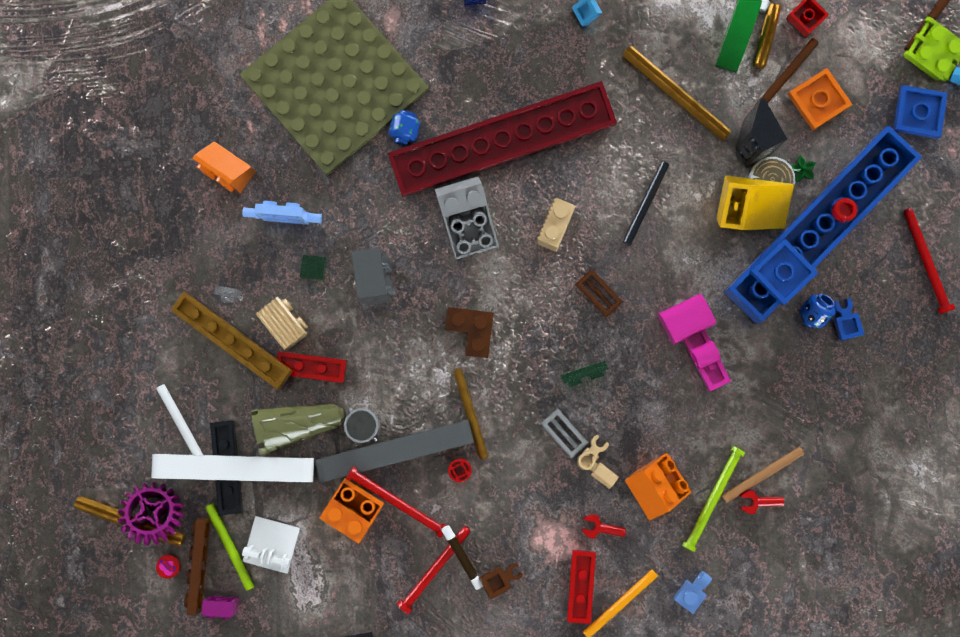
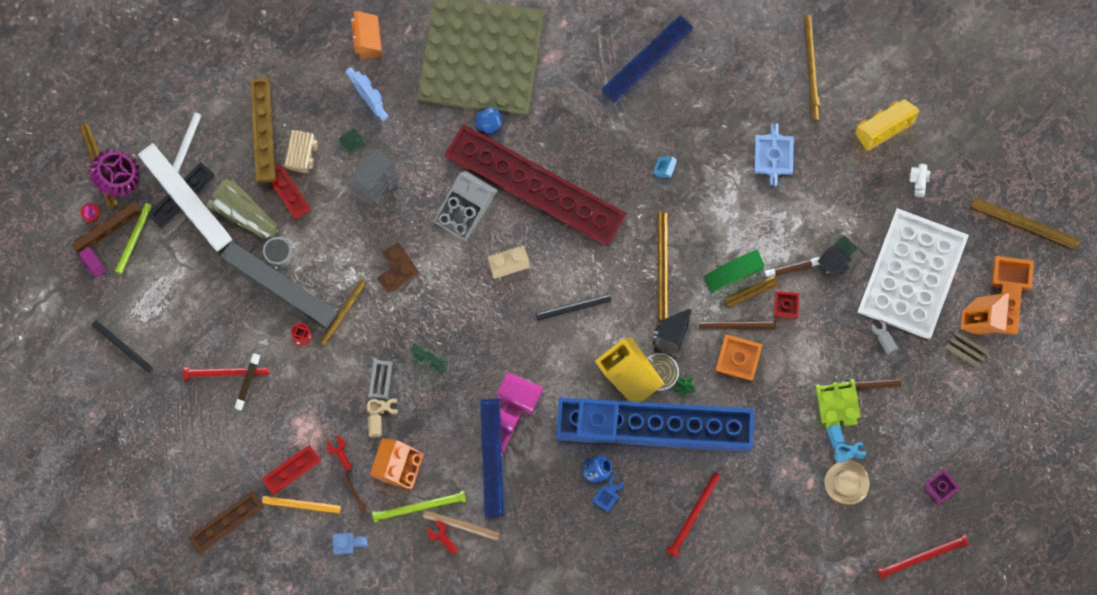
camera: 45 degrees right, 10 degrees down
(228, 294) = (290, 105): clear plate -> none
(271, 544) = (156, 261): white hinge -> none
(352, 510) = (219, 290): orange slope -> none
(395, 501) = (247, 310): red bar -> none
(497, 581) = (250, 415): reddish brown plate -> none
(588, 295) = (487, 342): reddish brown tile -> none
(669, 549) = (362, 506): none -> reddish brown hinge
(729, 395) = (492, 457): none -> clear blue plate
(844, 210) = (672, 425): red tile -> none
(920, 112) = (788, 428): blue plate -> none

